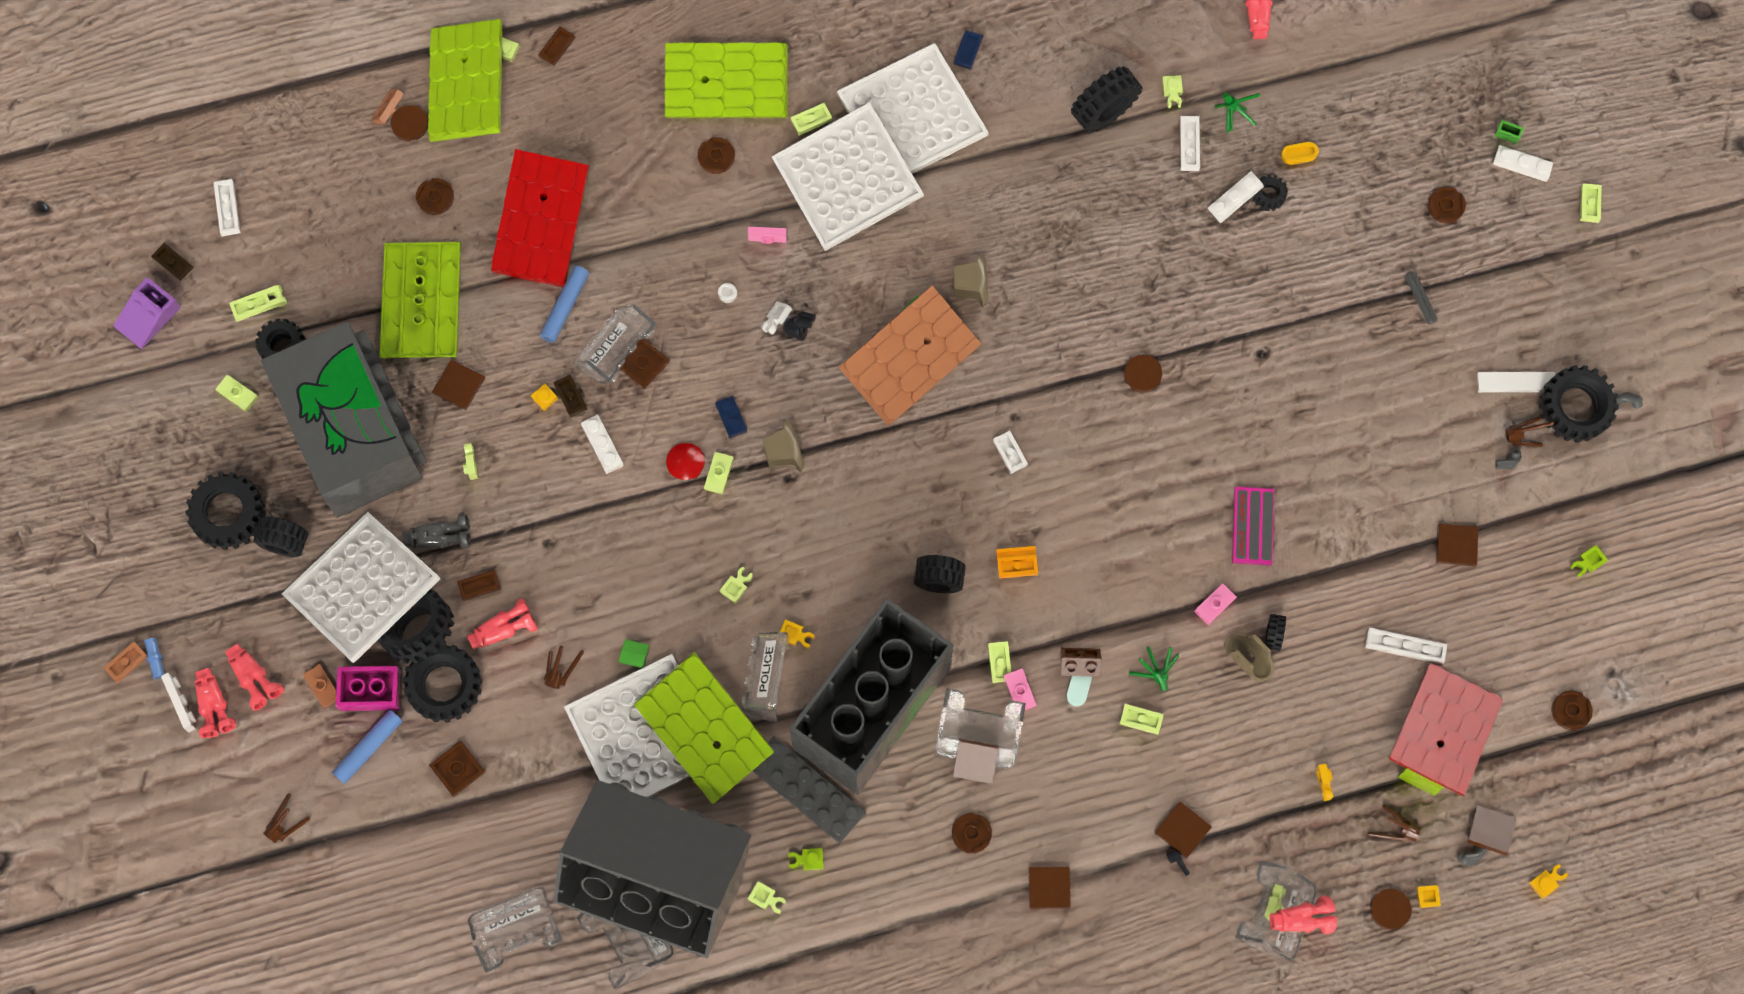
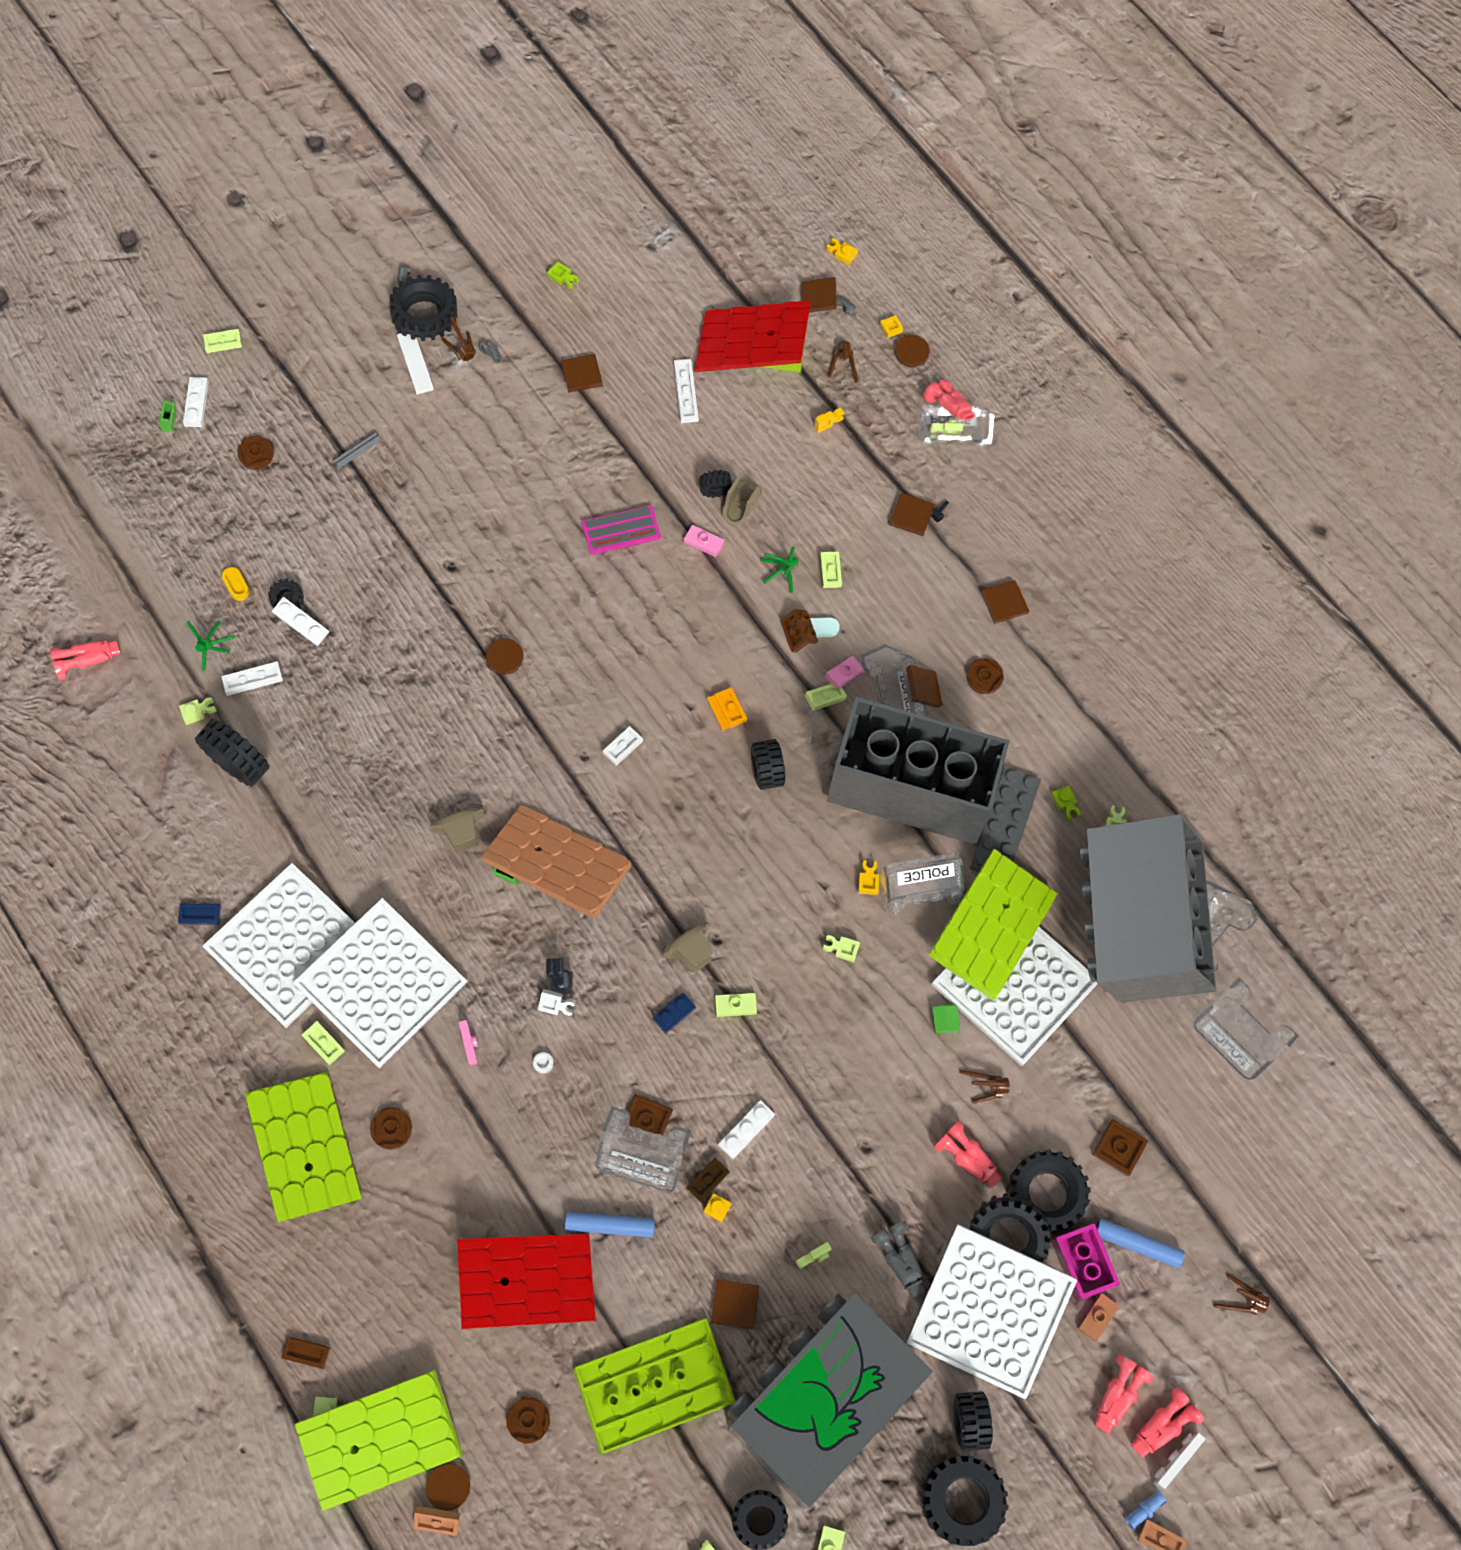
camera: 115 degrees left, 5 degrees down
(479, 585) = (935, 1198): reddish brown tile -> none
(685, 461) = (735, 1040): red dish -> none
(1572, 710) = (695, 263): reddish brown tile -> none

